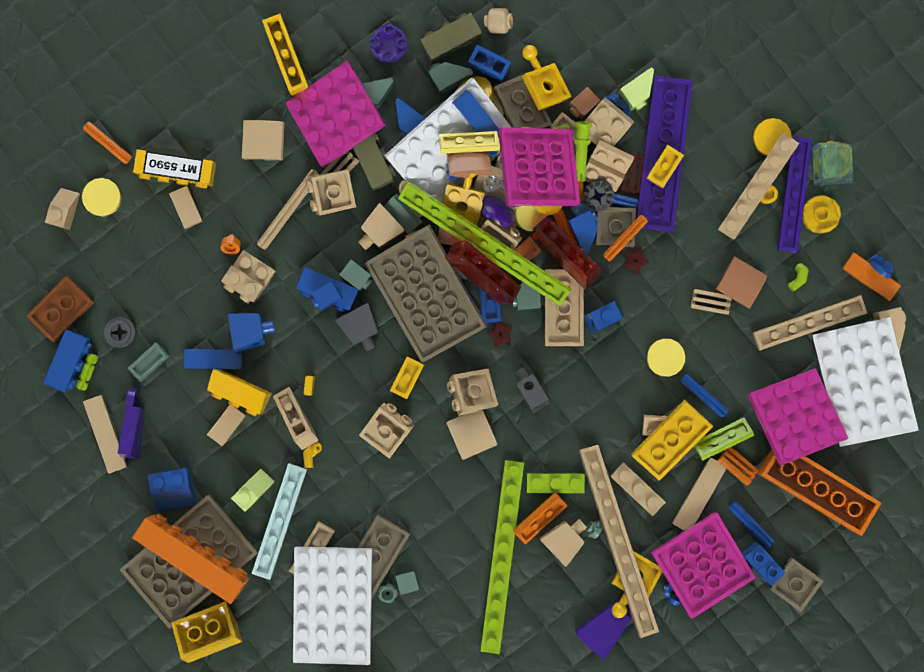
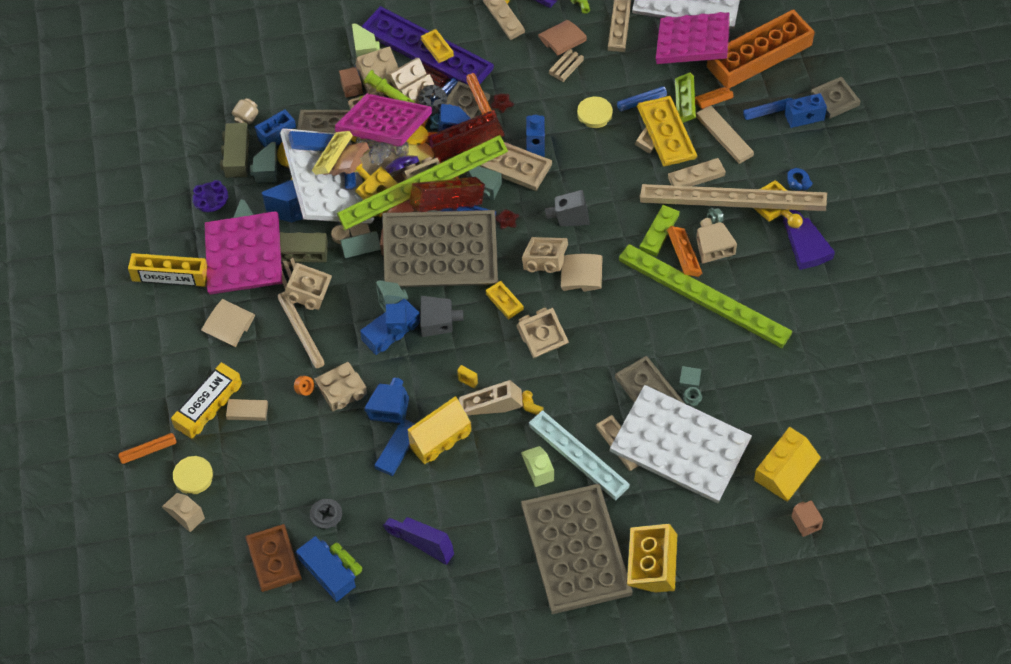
camera: 55 degrees left, 30 degrees down
(104, 433) = (414, 570): tan tile -> none
(148, 362) = (368, 503): sand green tile -> none
(172, 489) = (498, 530): blue slope -> none
(191, 557) = (573, 528): orange brick -> none
(226, 425) = (464, 462): tan tile -> none
(380, 228) = (361, 264): tan torso -> none
(548, 75) = (313, 100): yellow plate -> none
(703, 565) = (786, 150): dark pink plate -> none

